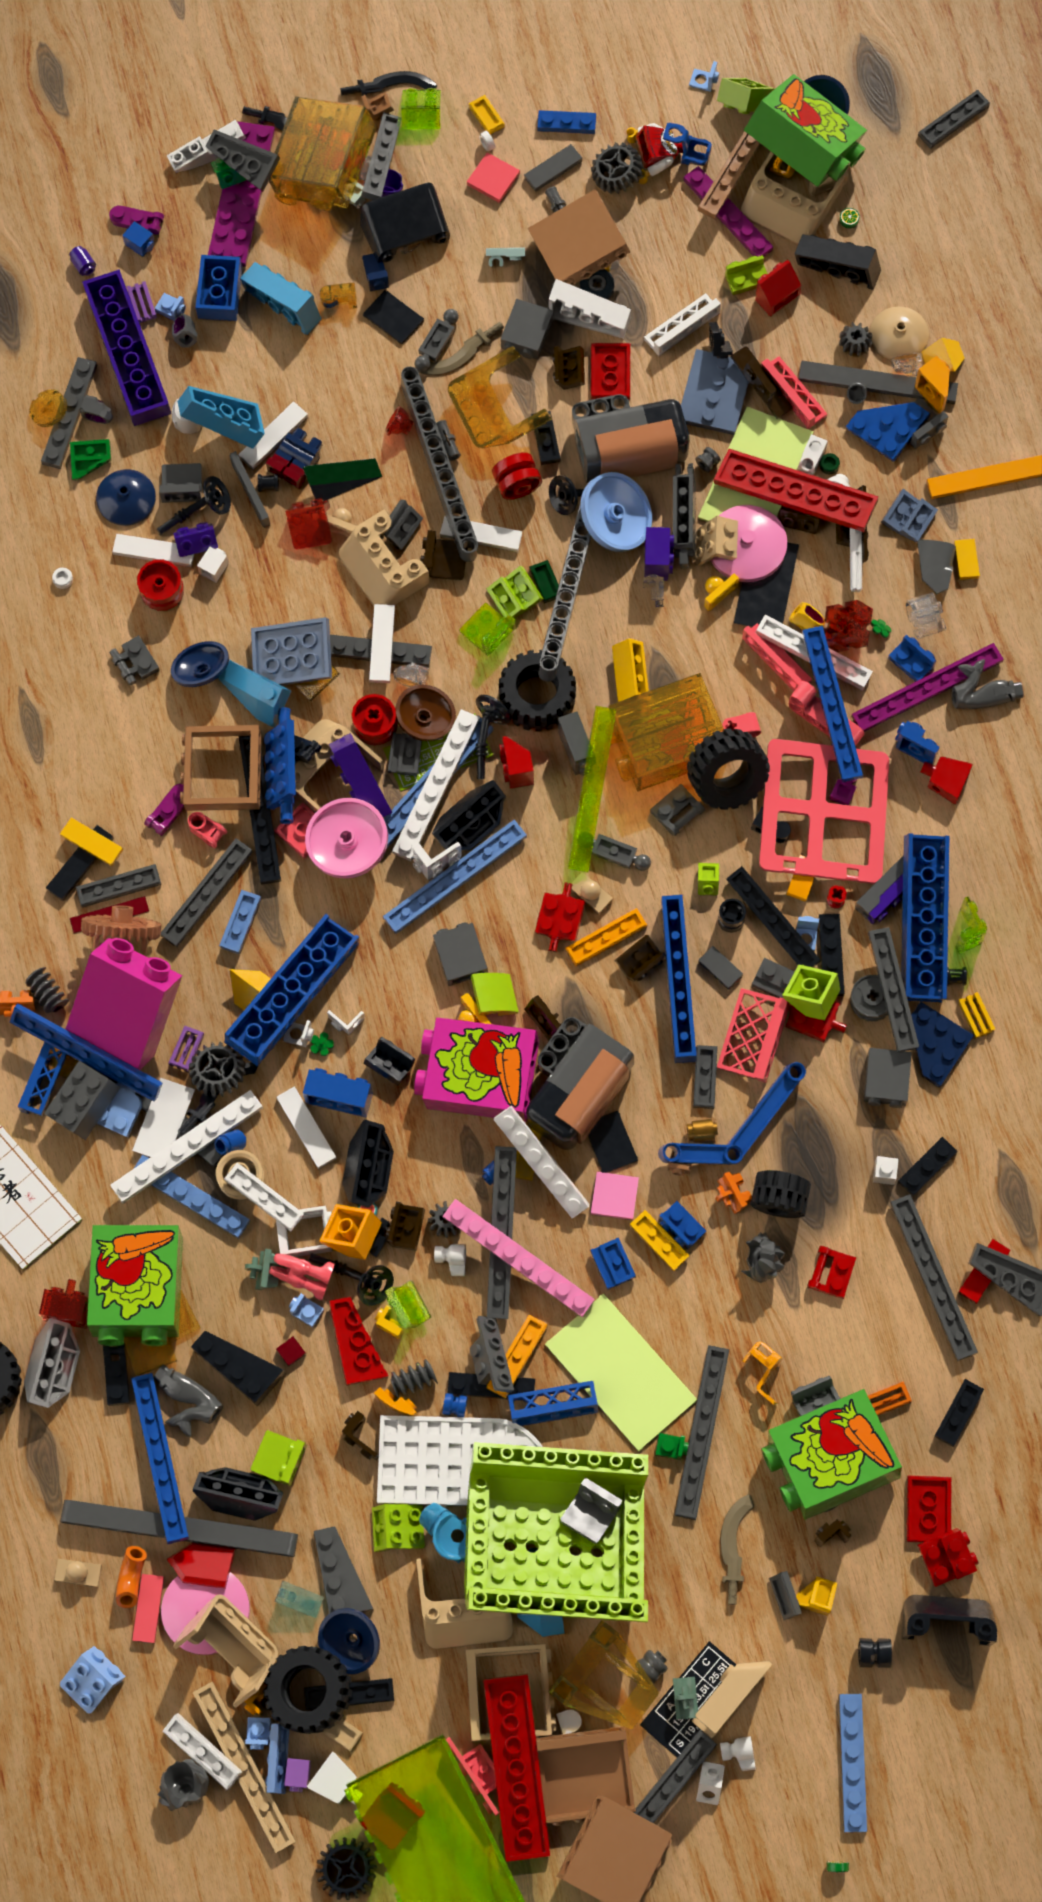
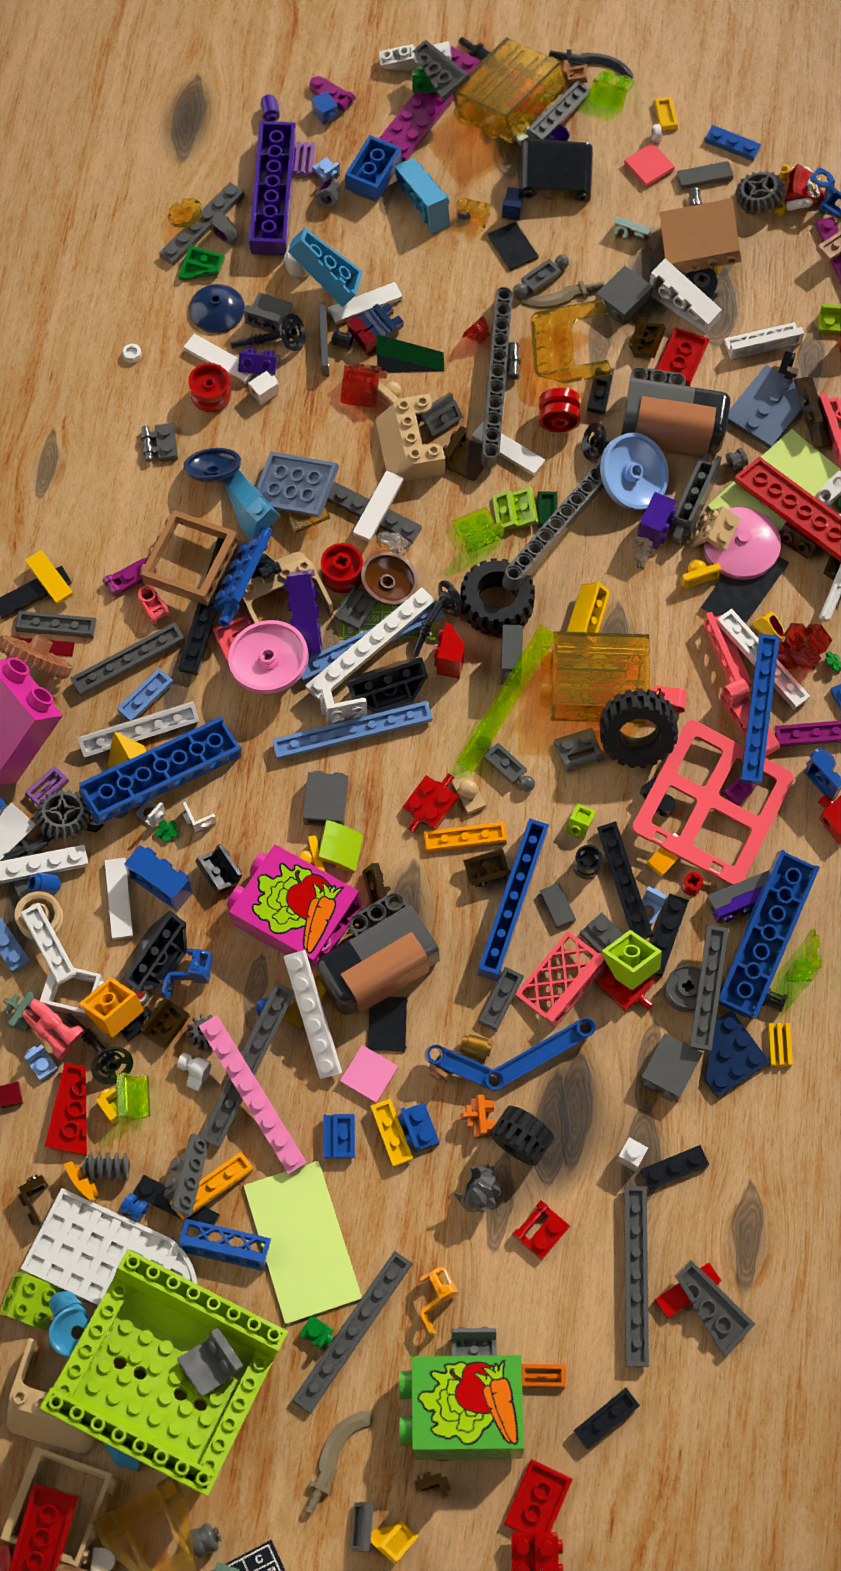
camera: 20 degrees right, 5 degrees down
(250, 956) = (140, 728): none -> white plate
(414, 1167) = (198, 972): none -> blue piece

